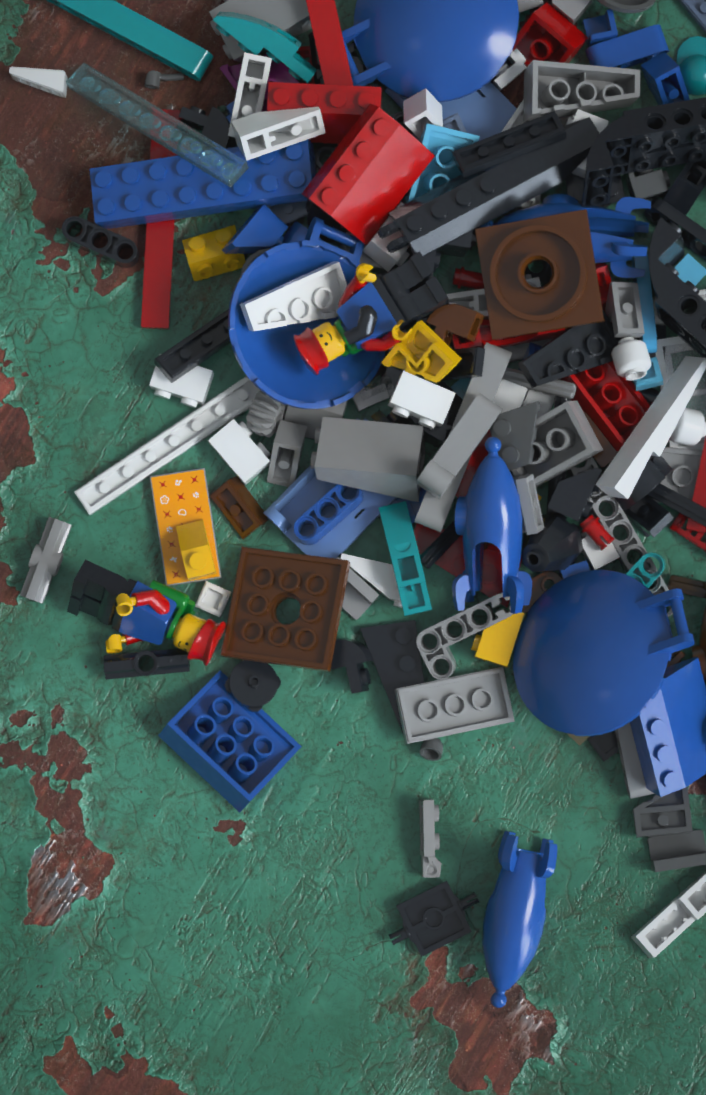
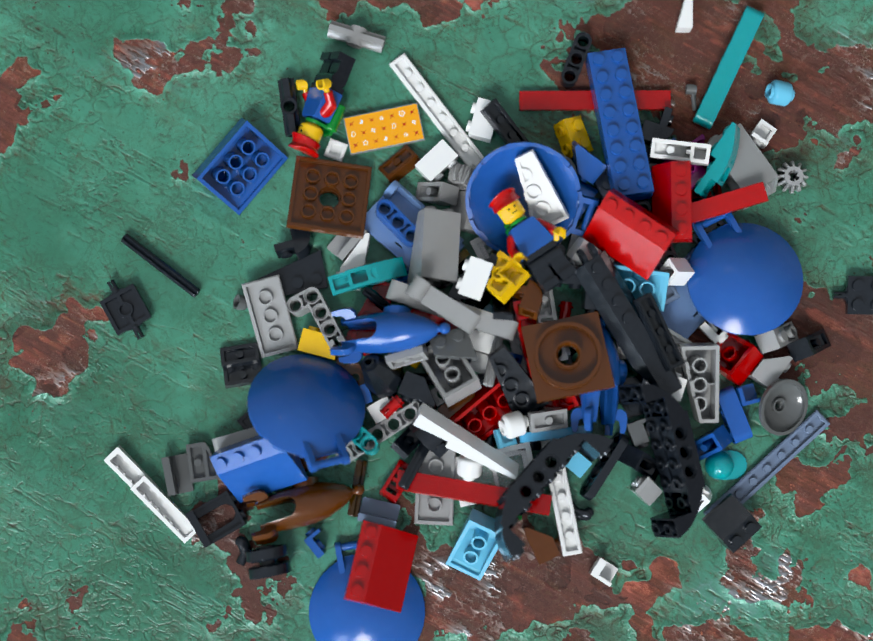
camera: 90 degrees right, 0 degrees up
(157, 125) = (657, 90): clear light blue plate -> none
(195, 550) = (367, 135): yellow slope -> none
(253, 684) = (278, 179): black piece -> none
(276, 129) = (657, 168): white slope -> none
(365, 326) = (521, 234): black arm -> none
(370, 865) = (160, 265): none -> black axle
(428, 838) = (178, 304): light grey hinge -> none
(516, 912) = (129, 363): blue piece -> none
(523, 751) = (240, 364): none -> black slope

